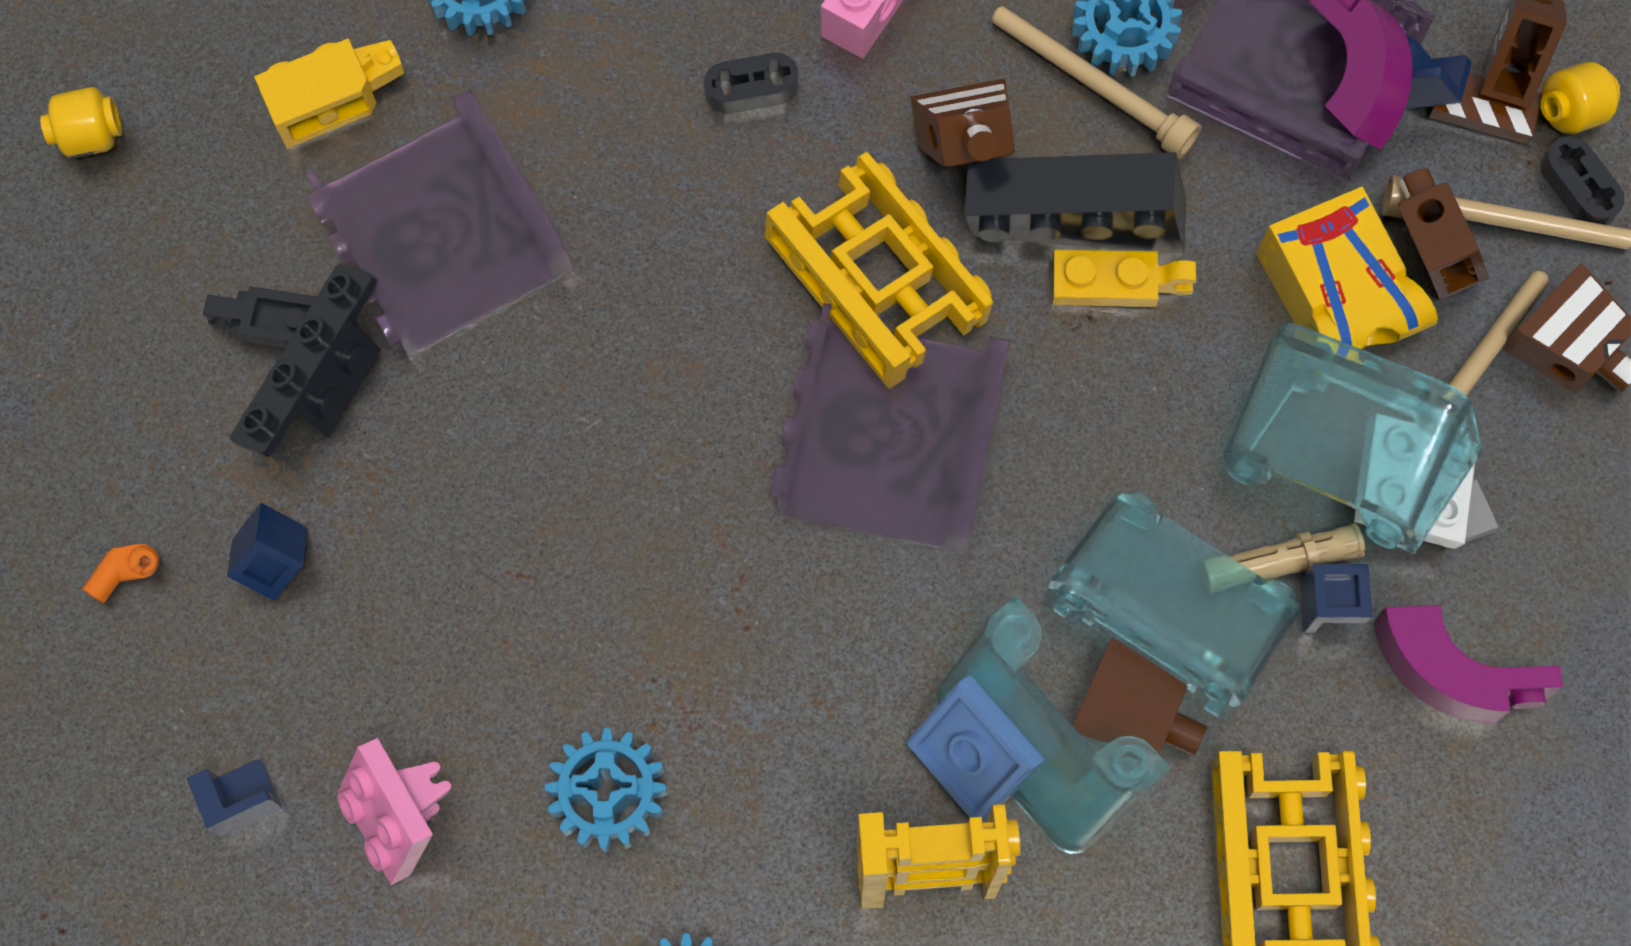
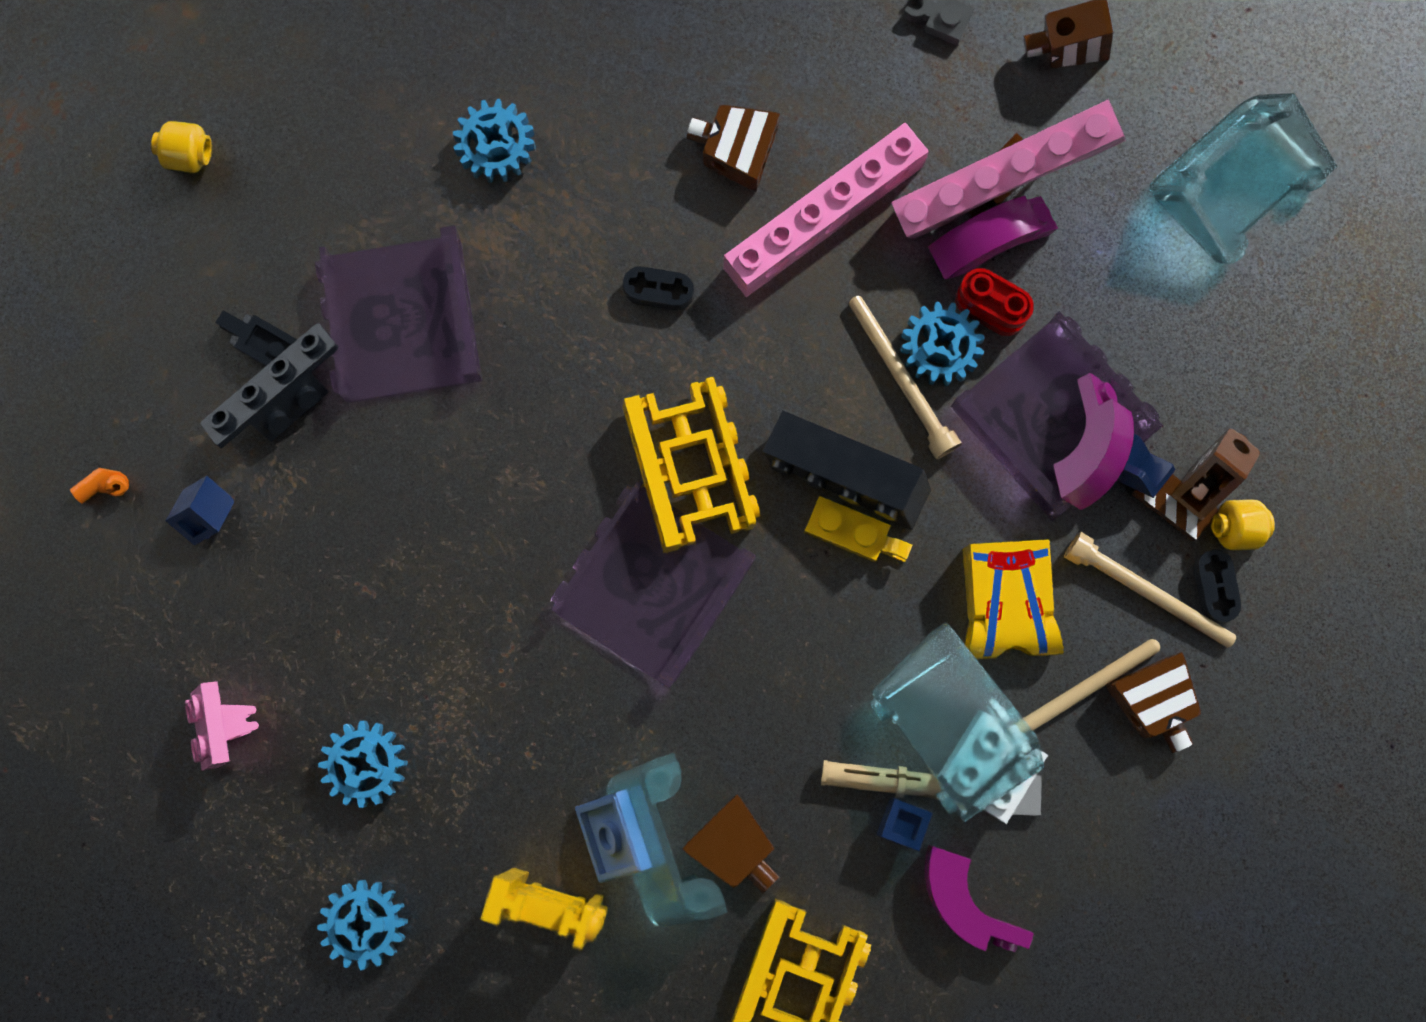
camera: 20 degrees right, 10 degrees up
(234, 798) = (120, 672): dark blue panel -> none
(326, 88) = (358, 182): yellow hinge -> none
(968, 123) = (794, 382): reddish brown torso -> none
(1175, 600) = (793, 783): clear light blue windscreen -> none
(1441, 234) = (1093, 608): reddish brown torso -> none

